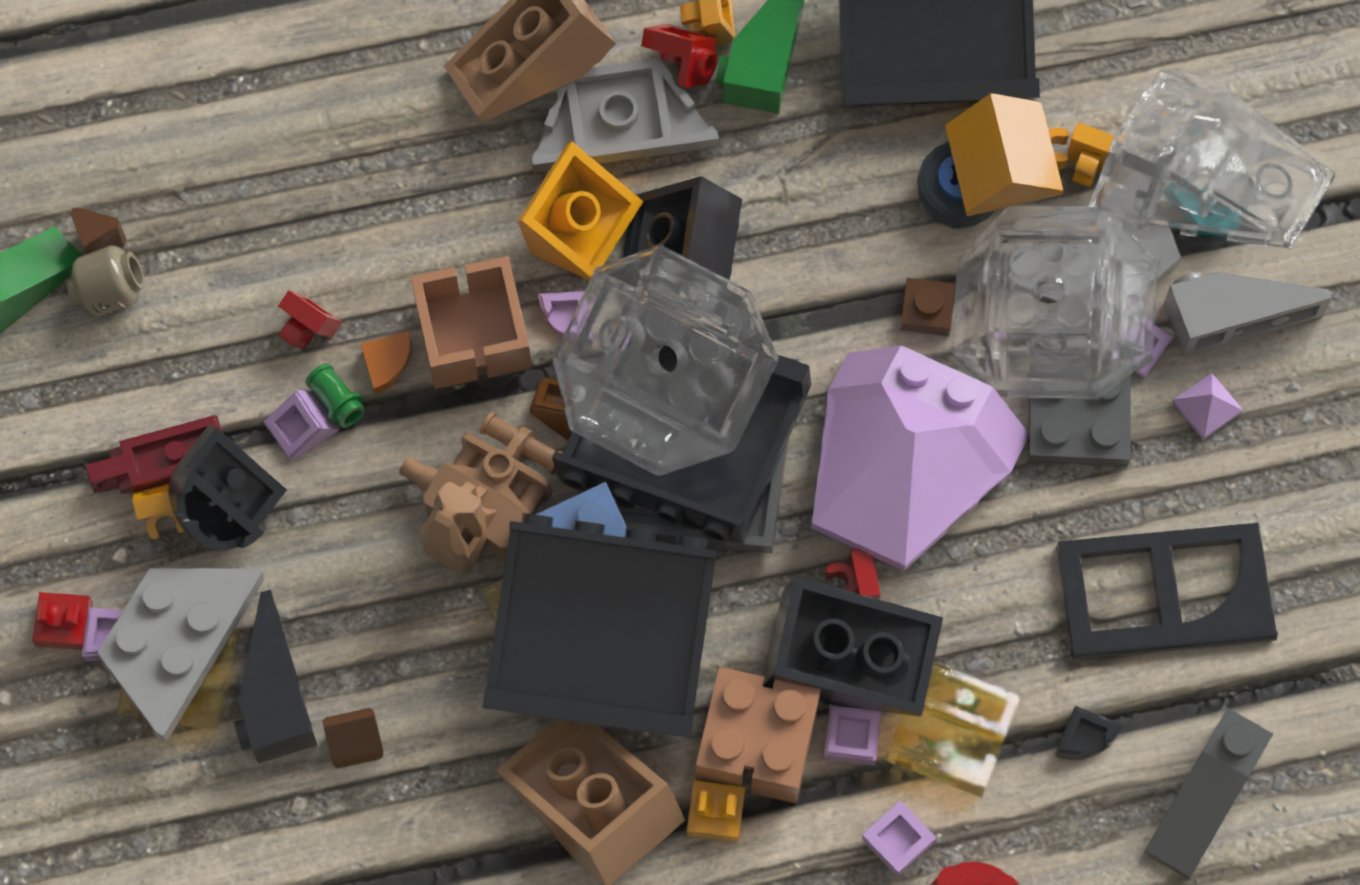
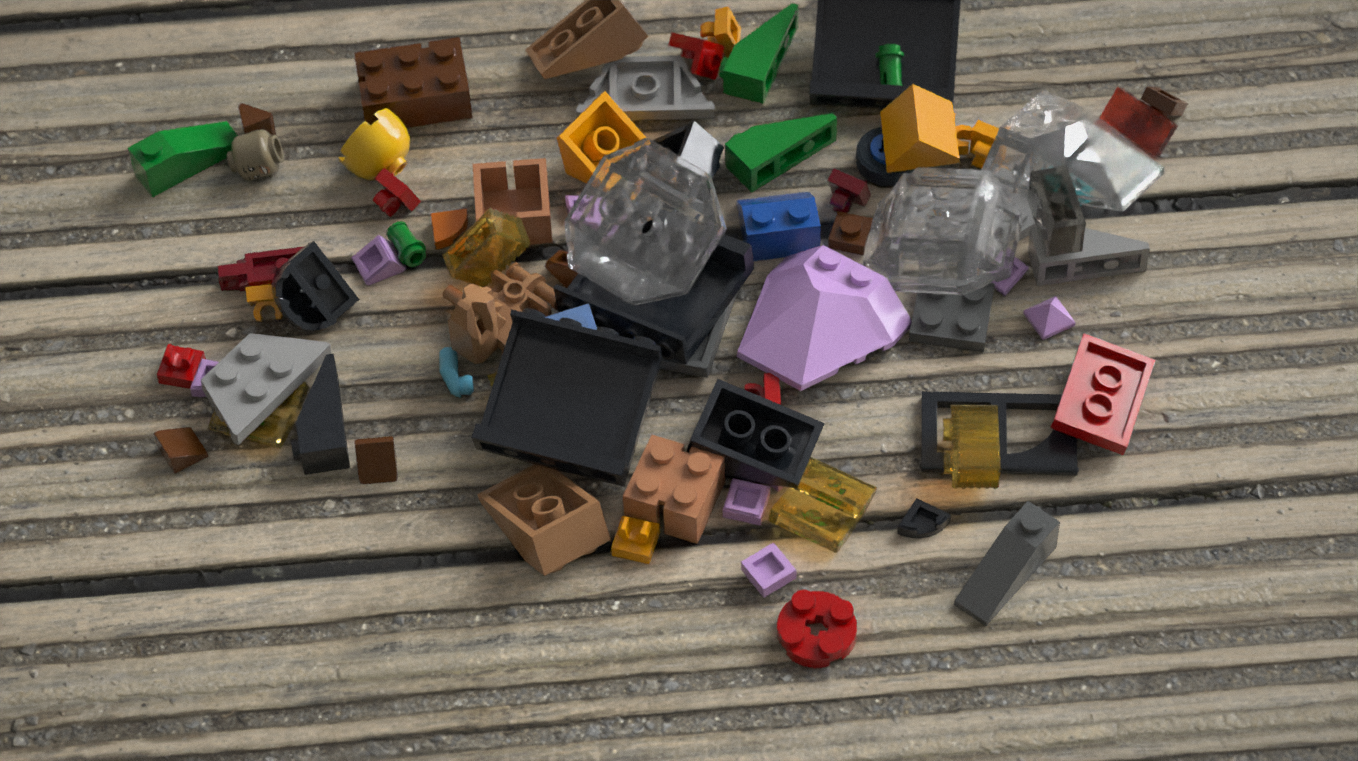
camera: 10 degrees right, 15 degrees down
(85, 746) = (180, 447): none -> reddish brown slope
(274, 256) = (377, 147): none -> yellow cylinder
(303, 146) = (415, 83): none -> reddish brown piece
(428, 588) = (449, 371): none -> medium azure arm
(450, 402) = (486, 247): none -> clear yellow brick
(807, 190) = (776, 147): none -> green slope
(832, 305) = (779, 224): none -> blue slope
(915, 246) = (847, 190): none -> dark red tile
(947, 51) = (890, 64): none -> green pin
(1141, 625) = (973, 446): none -> clear yellow brick
(1208, 267) = (1056, 211): none -> clear smoke brick
(1286, 92) = (1138, 121): none -> clear red plate
(1297, 522) = (1103, 394): none -> plate
(1314, 59) = (1164, 102): none -> reddish brown plate

